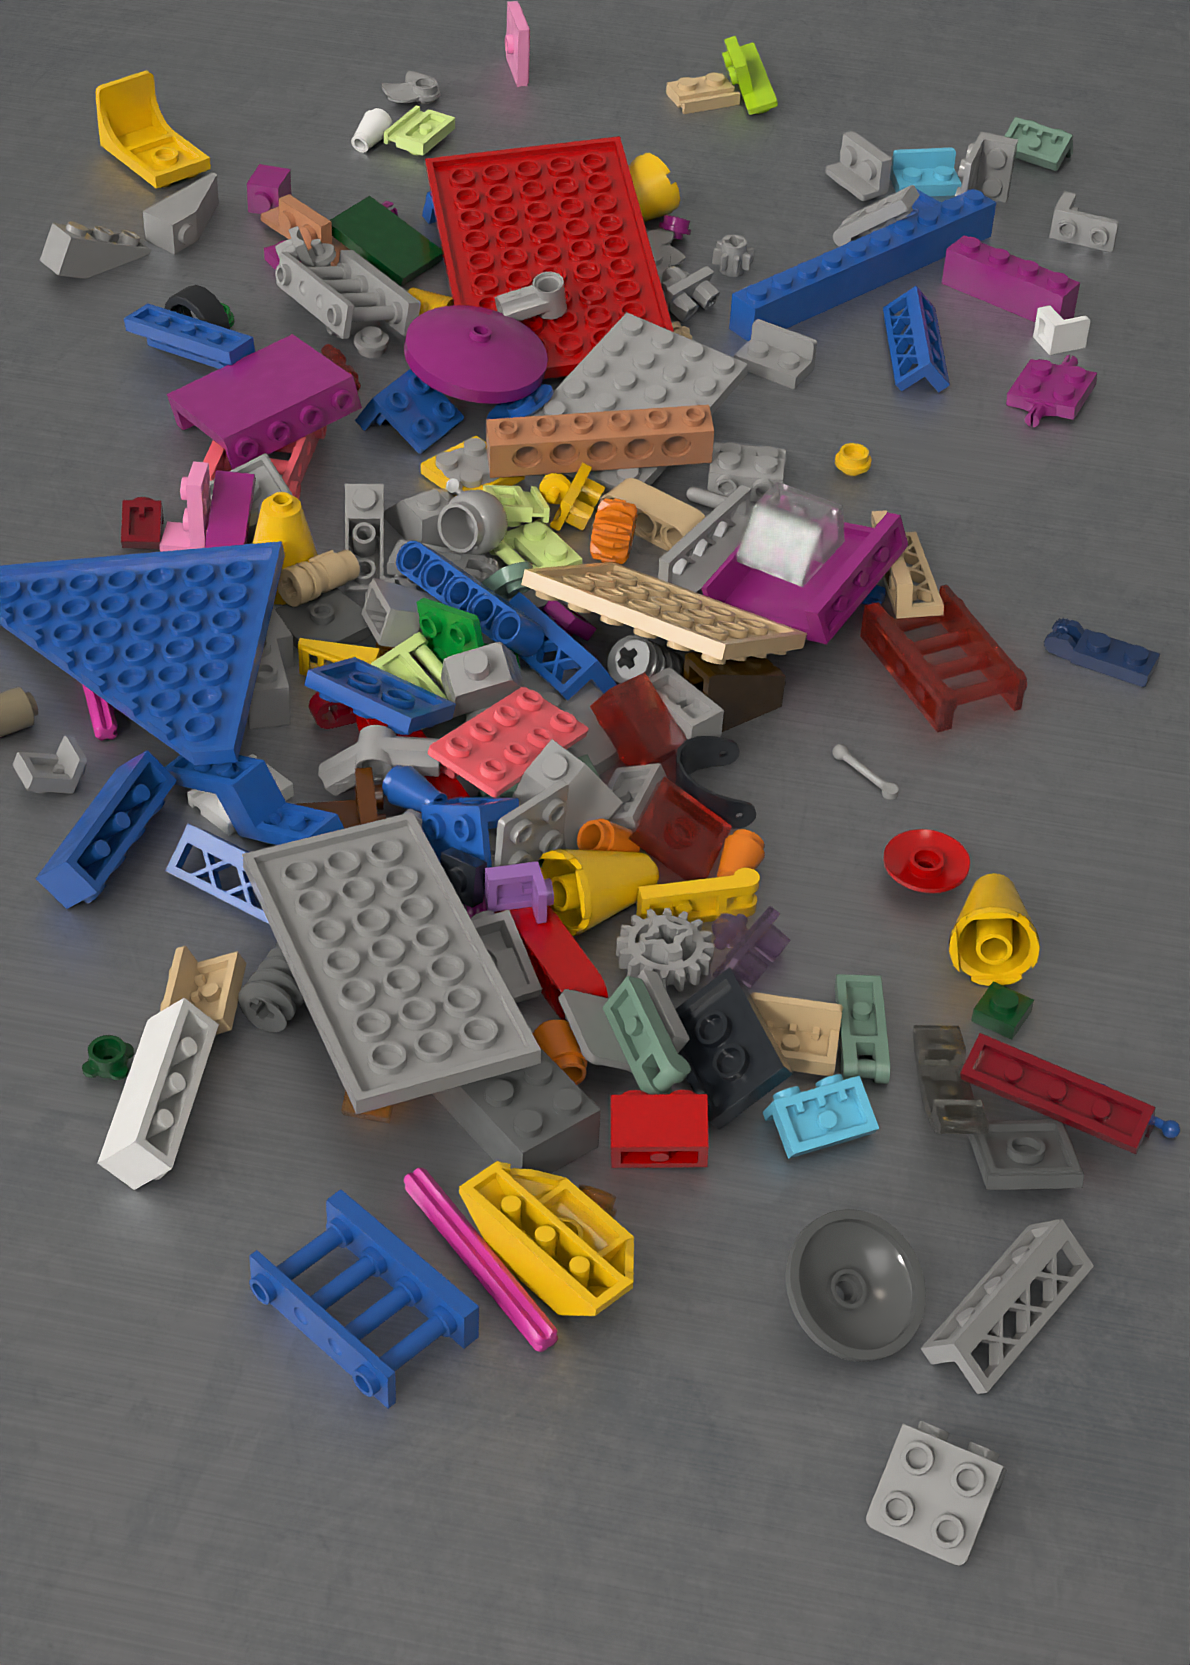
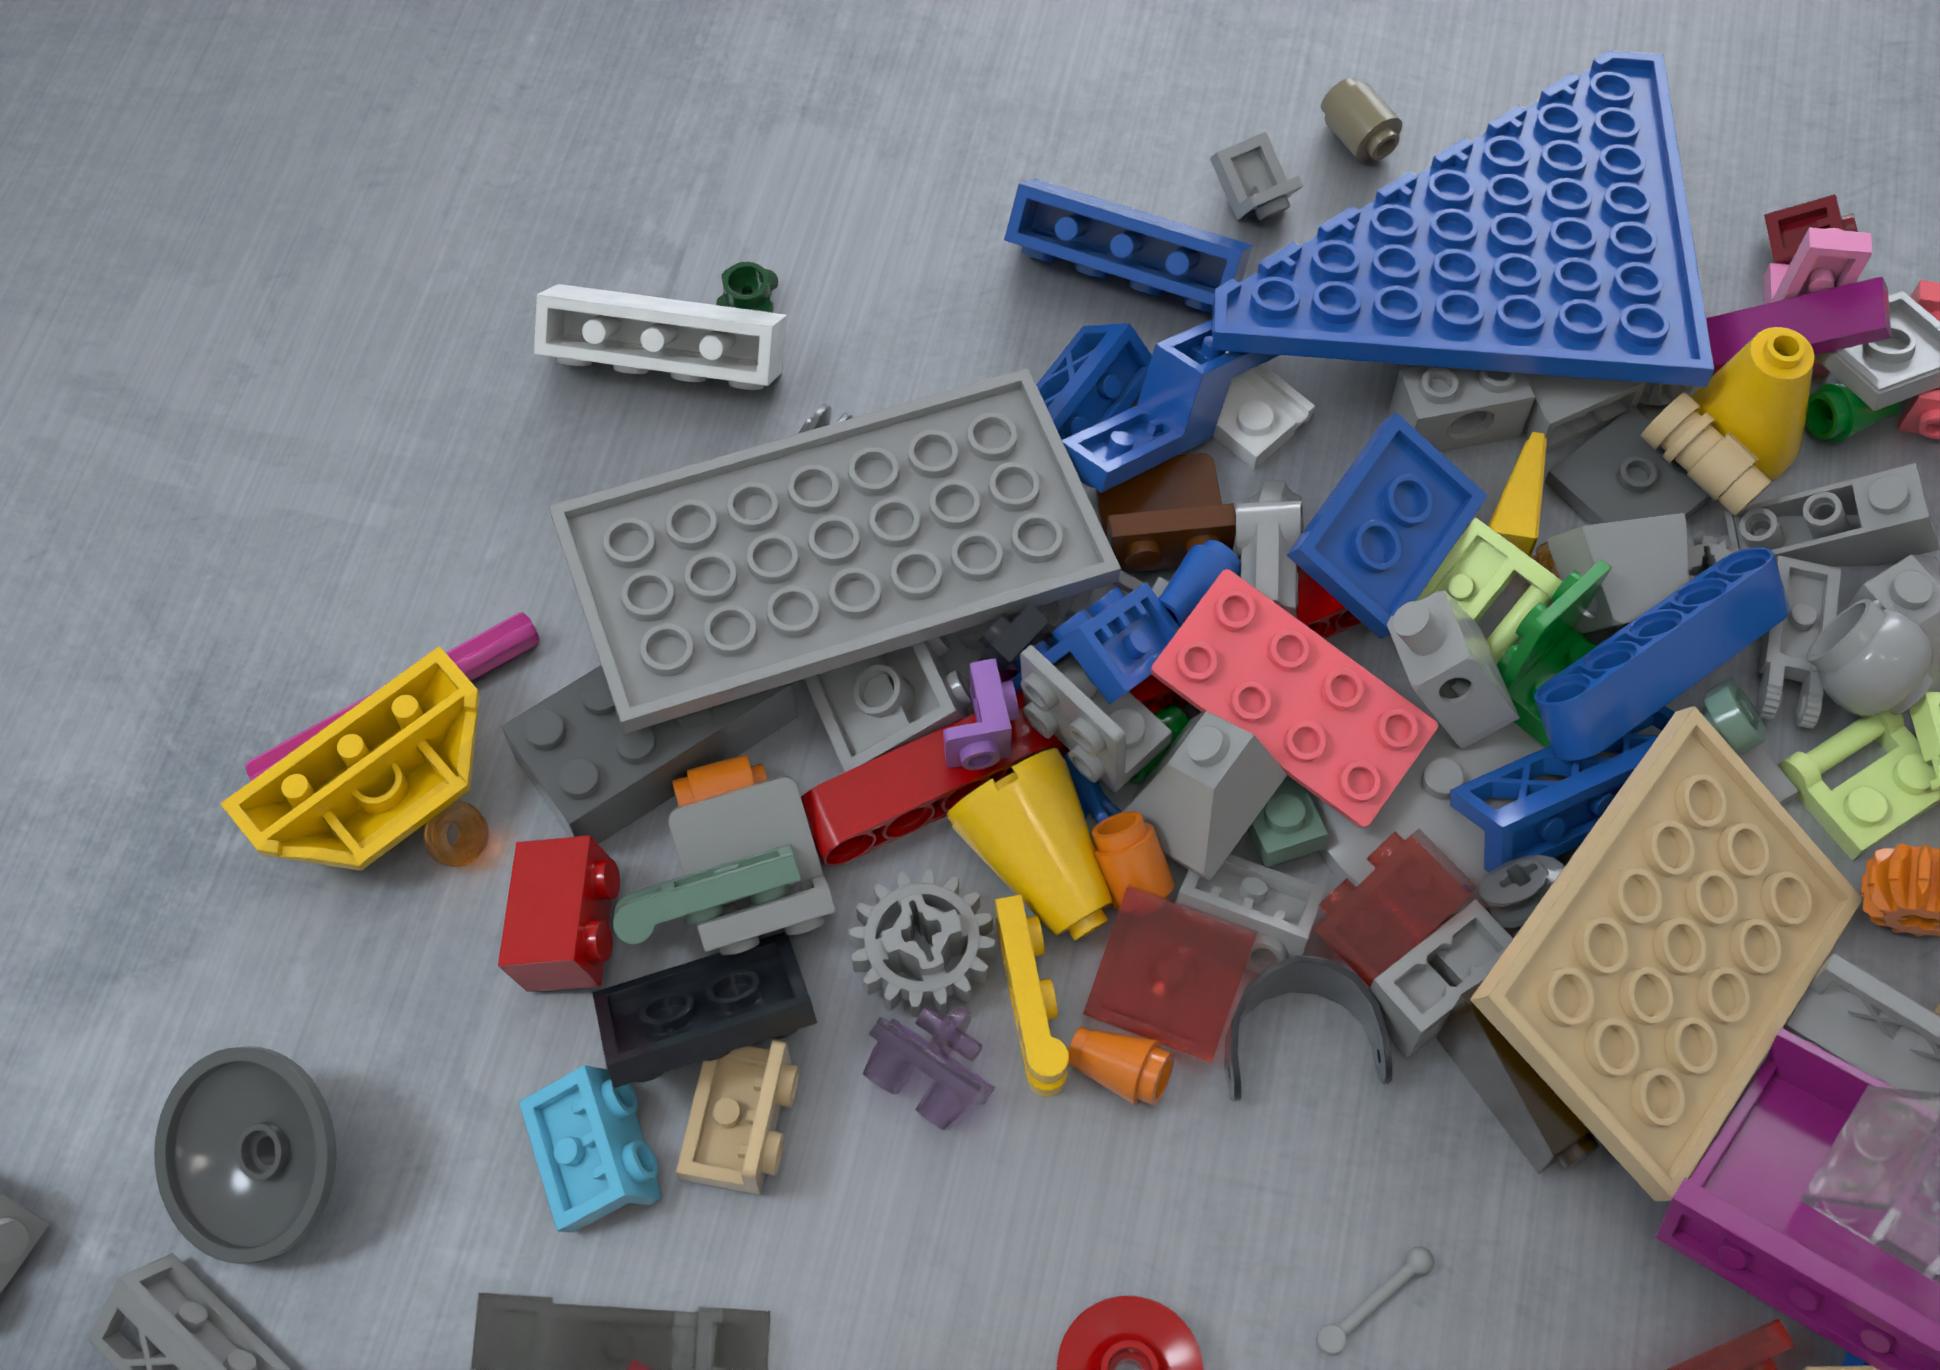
camera: 95 degrees right, 20 degrees up
(207, 984) = (840, 367): tan bracket -> none
(380, 1255) = (369, 613): blue fence -> none
(862, 1027) = (765, 1227): sand green plate -> none

